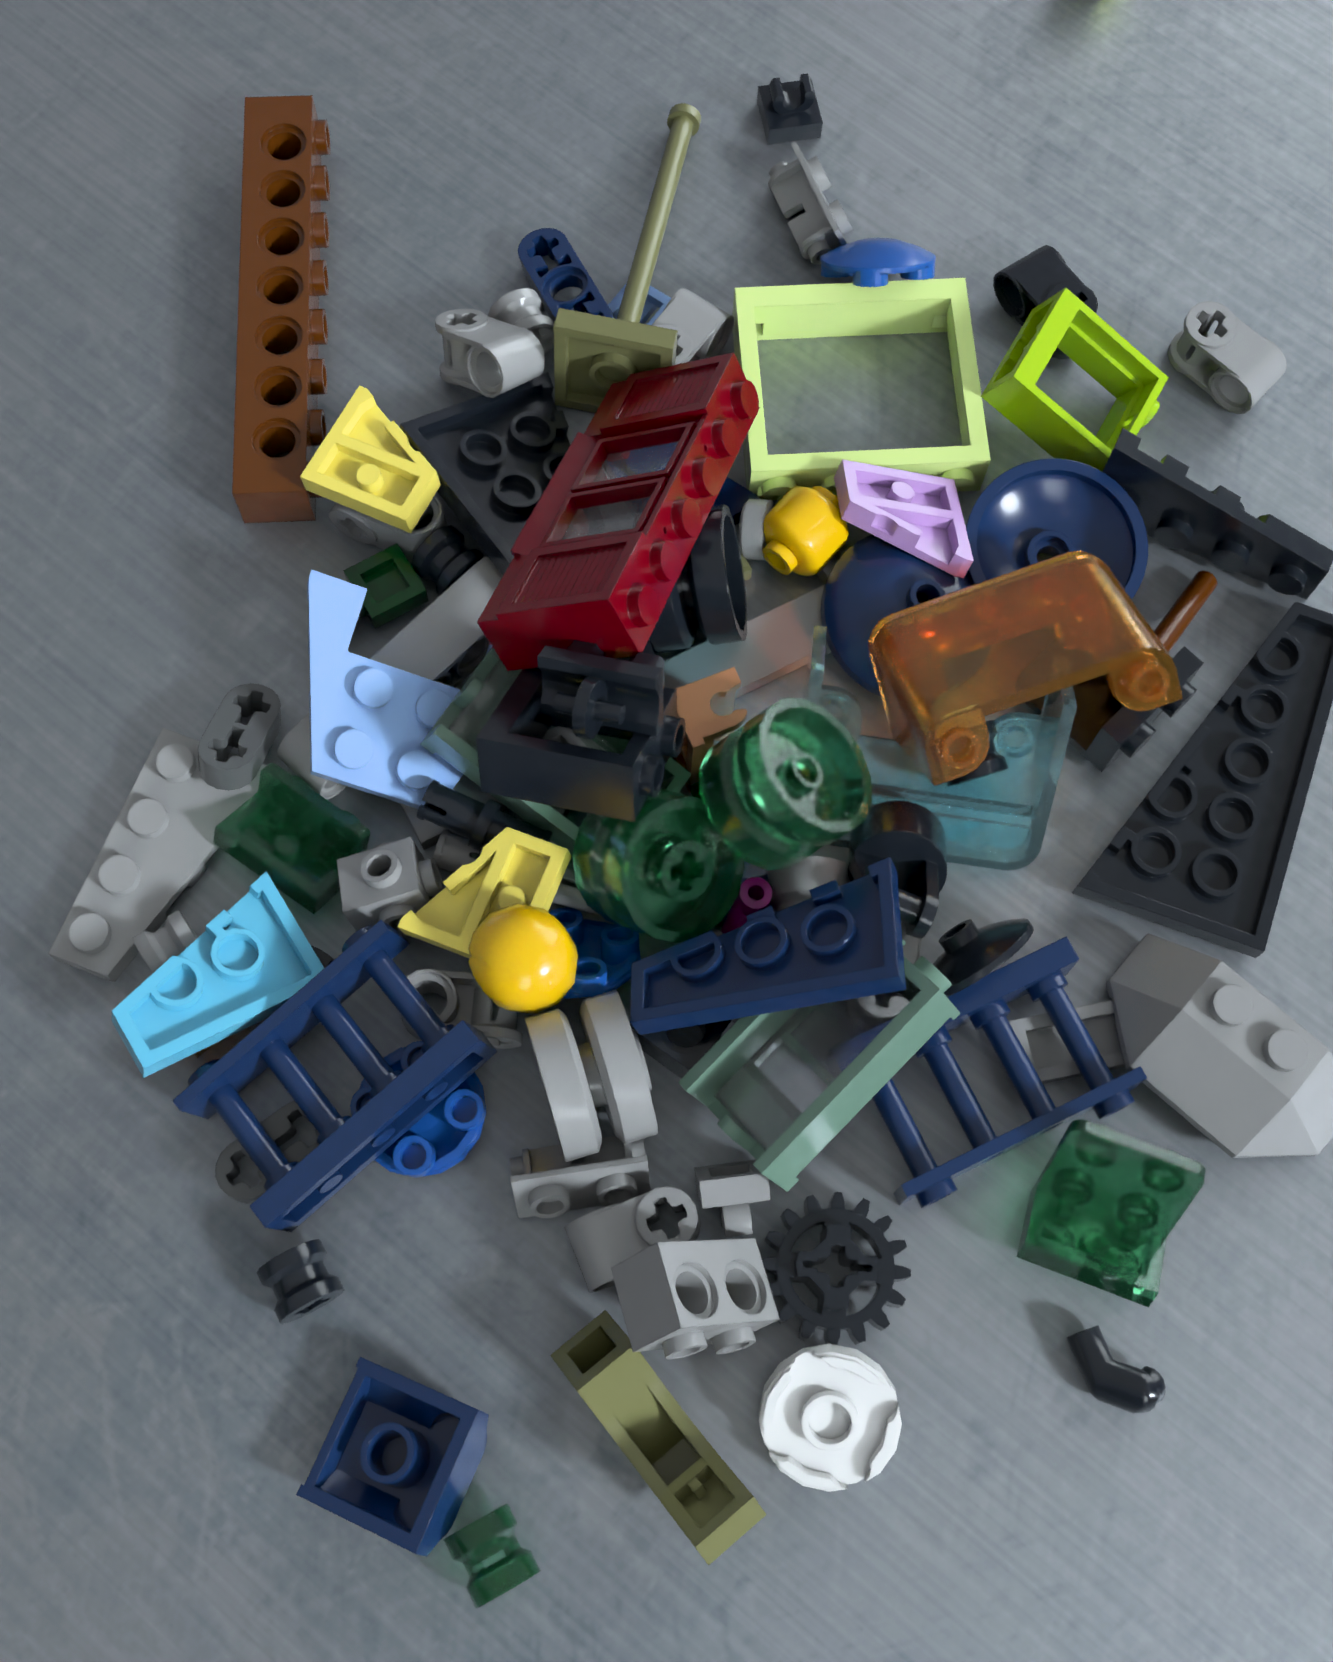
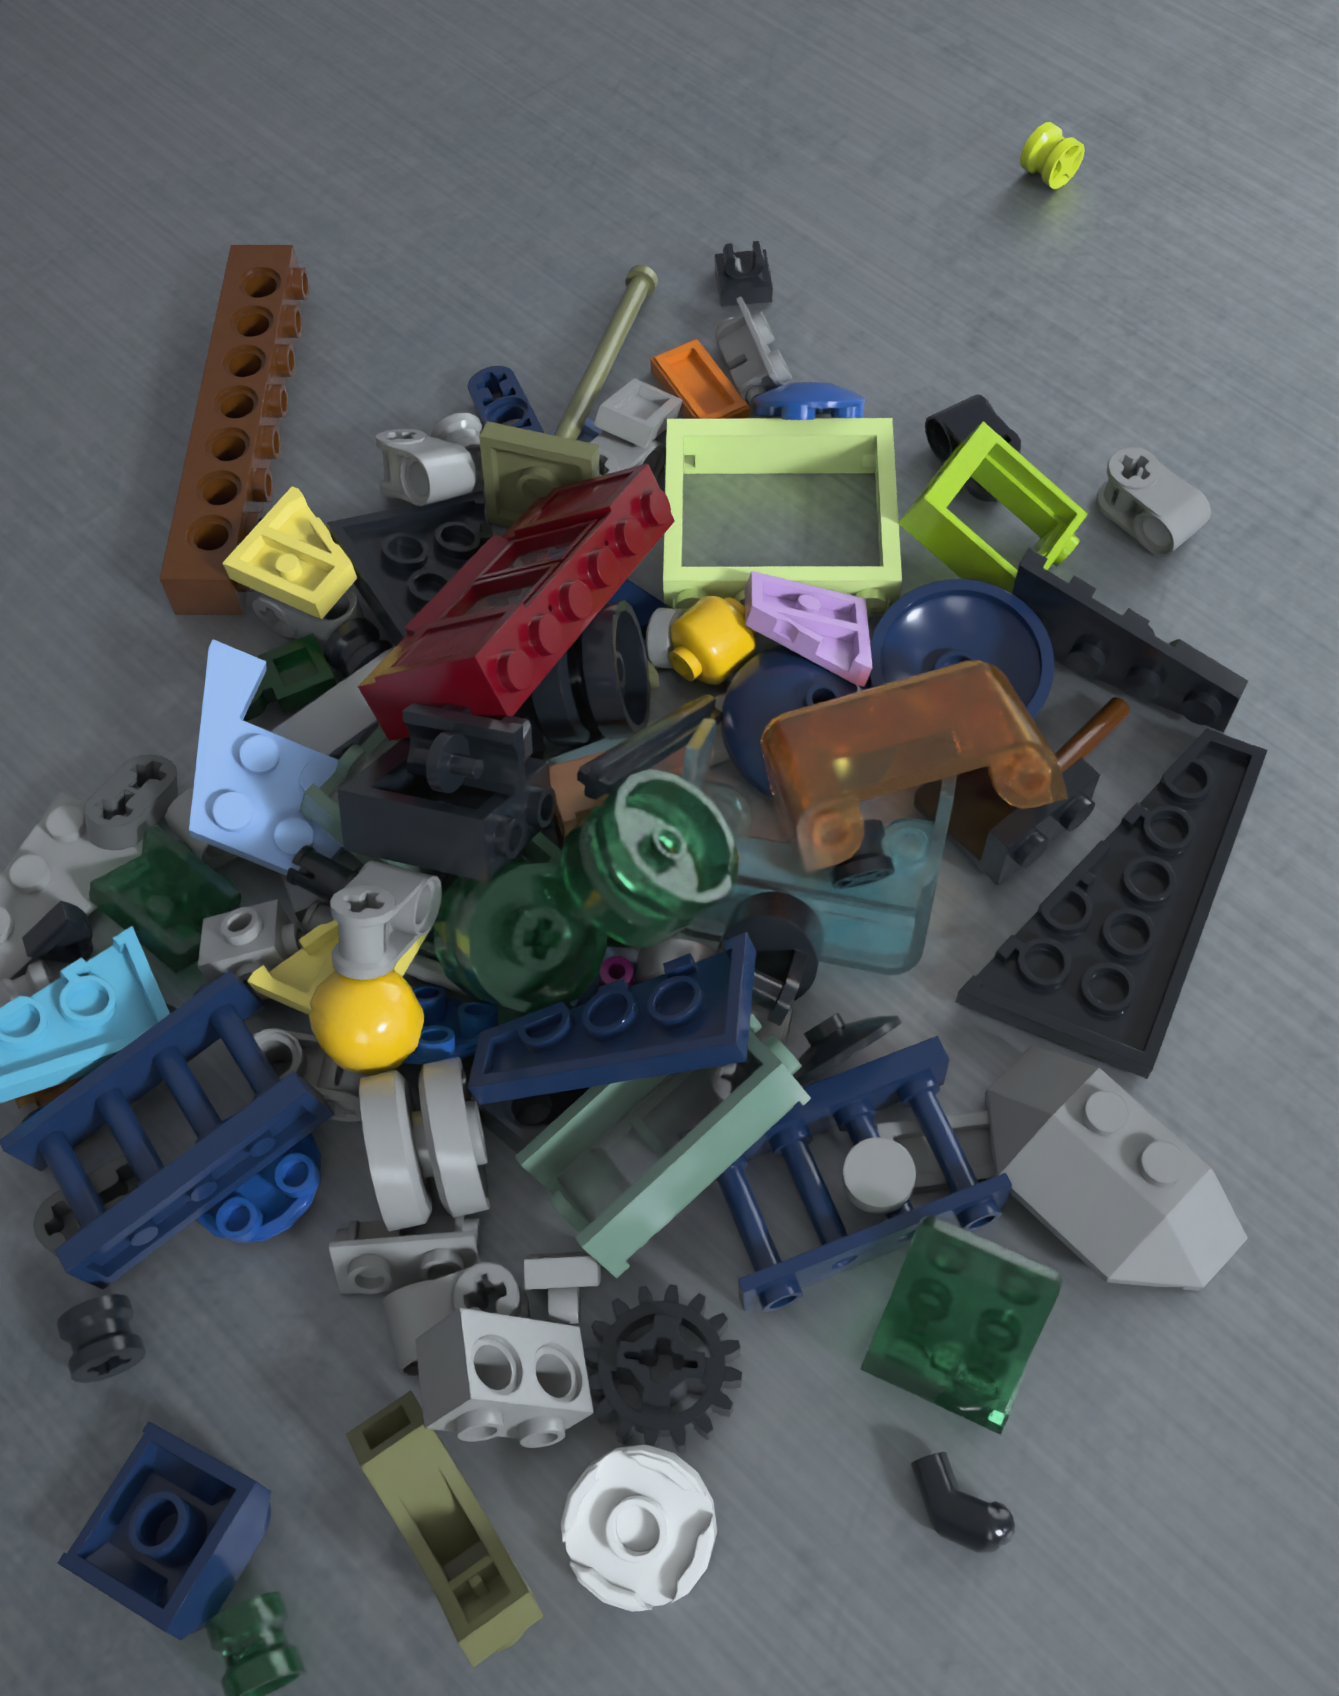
camera: 10 degrees right, 10 degrees down
(193, 884) = (60, 935): none -> black tile
(531, 863) = (382, 918): none -> light grey piece
(703, 280) = (637, 412): none -> light grey tile
(756, 241) = (698, 380): none -> orange tile
(766, 661) = (646, 747): none -> black axle
(1022, 1076) = (878, 1175): none -> light grey tile

